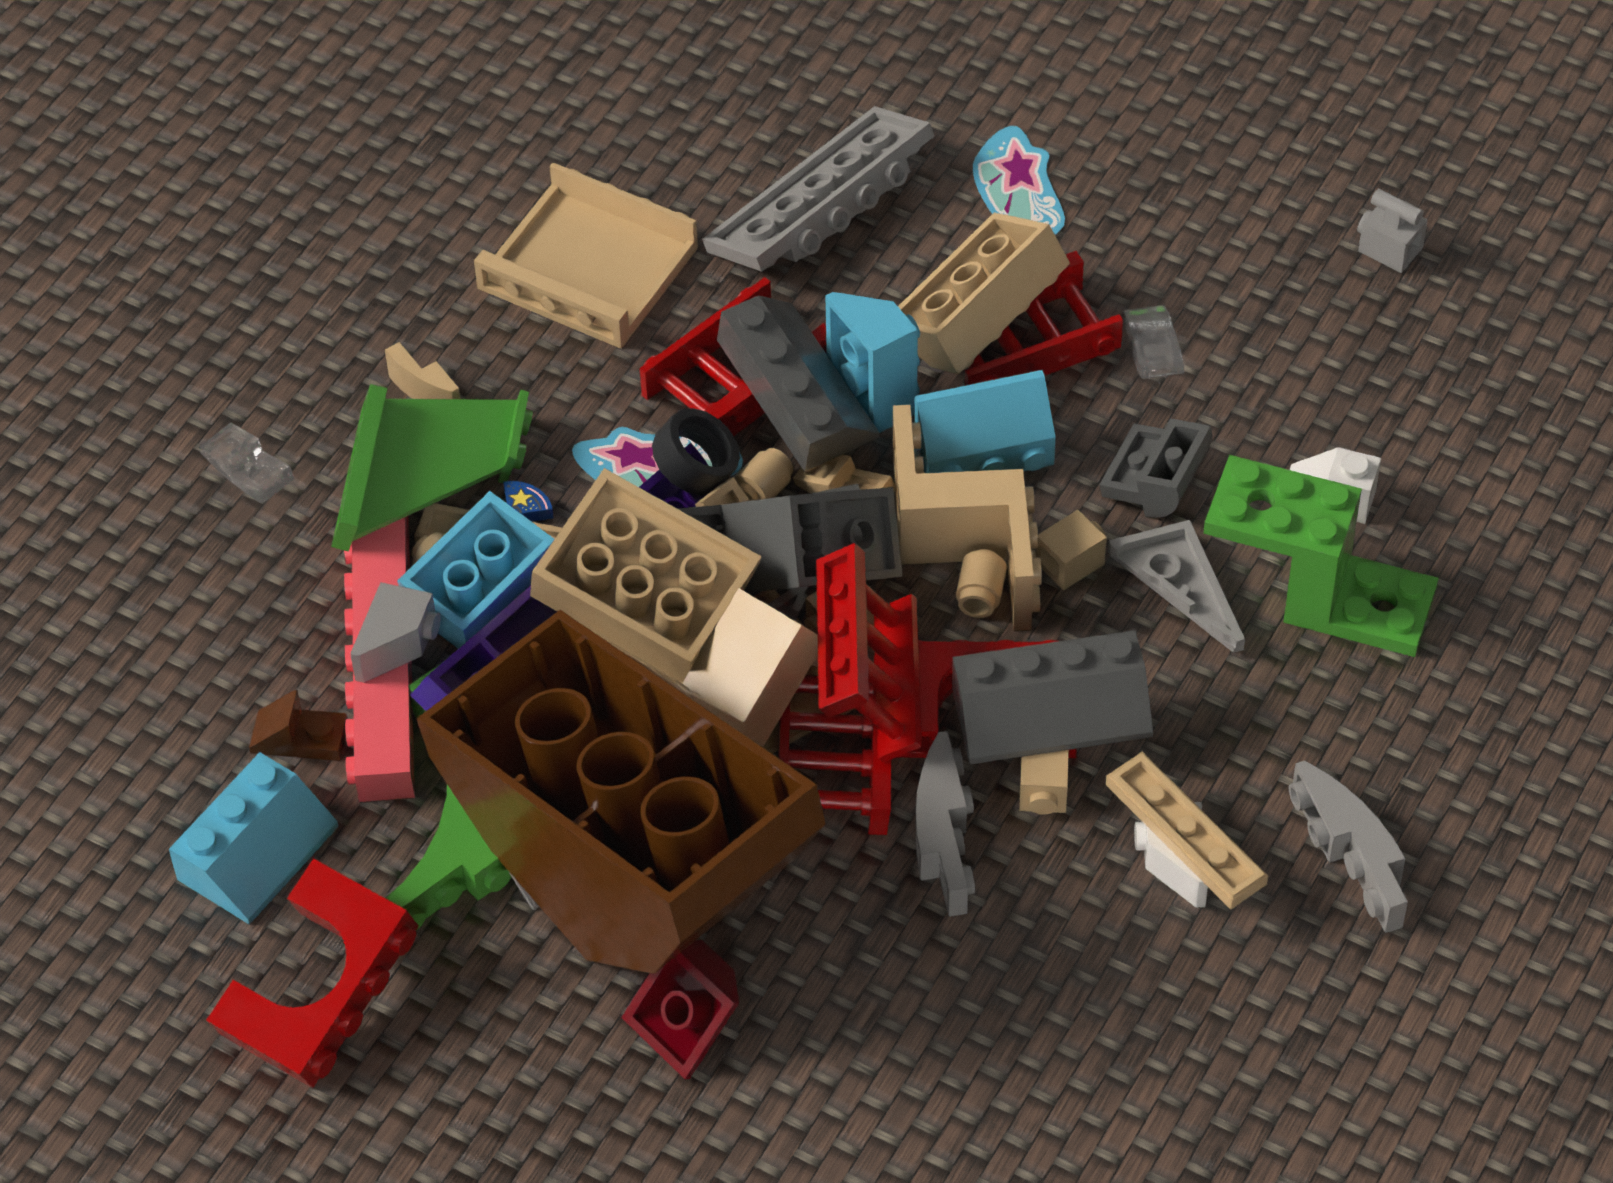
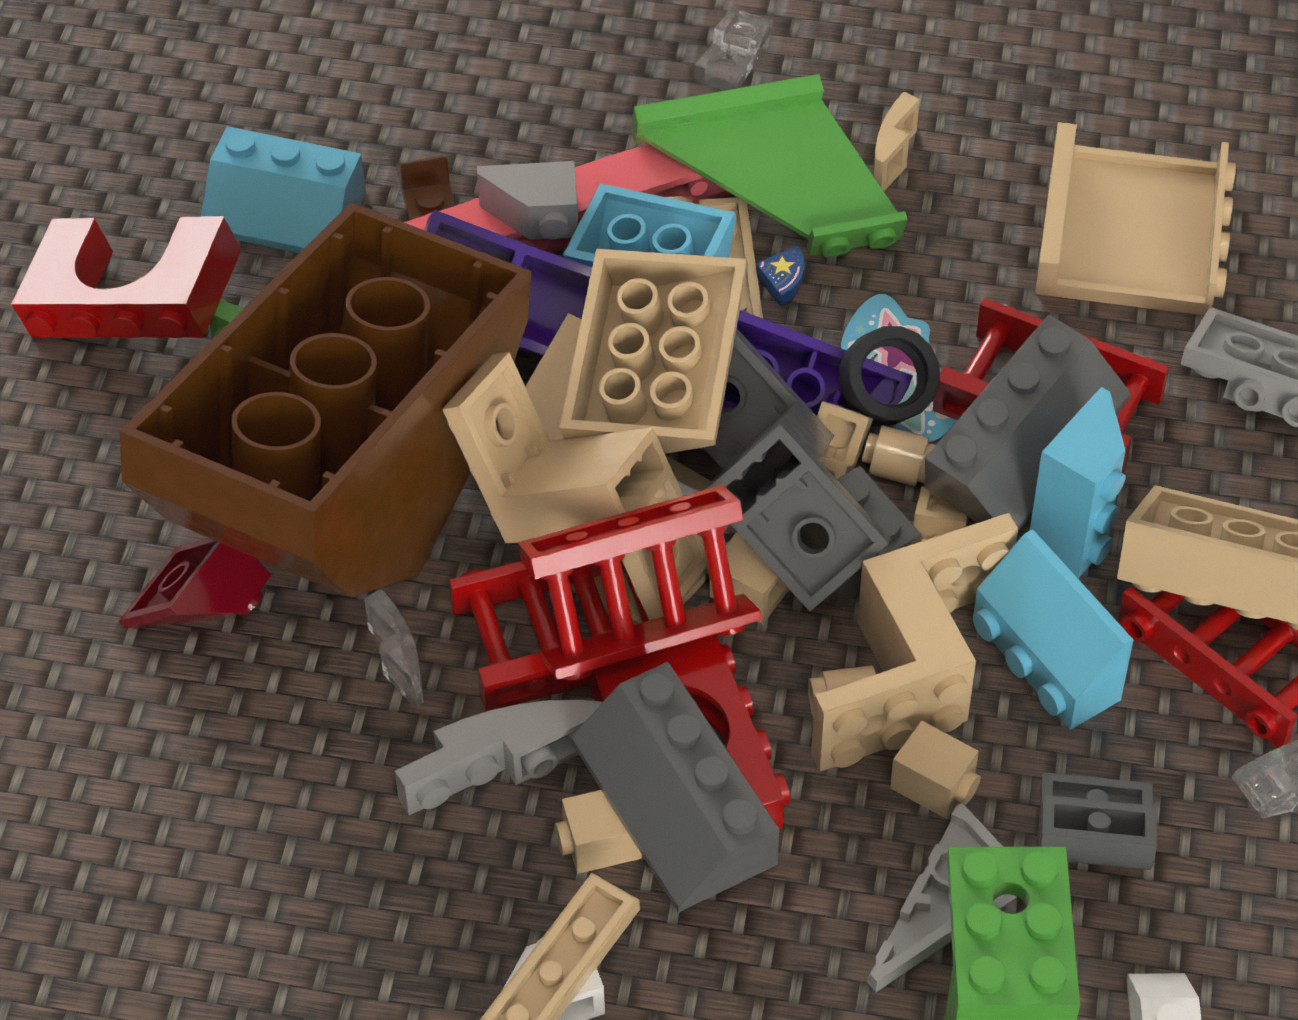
camera: 70 degrees right, 0 degrees up
(825, 867) = (397, 646): none -> clear slope

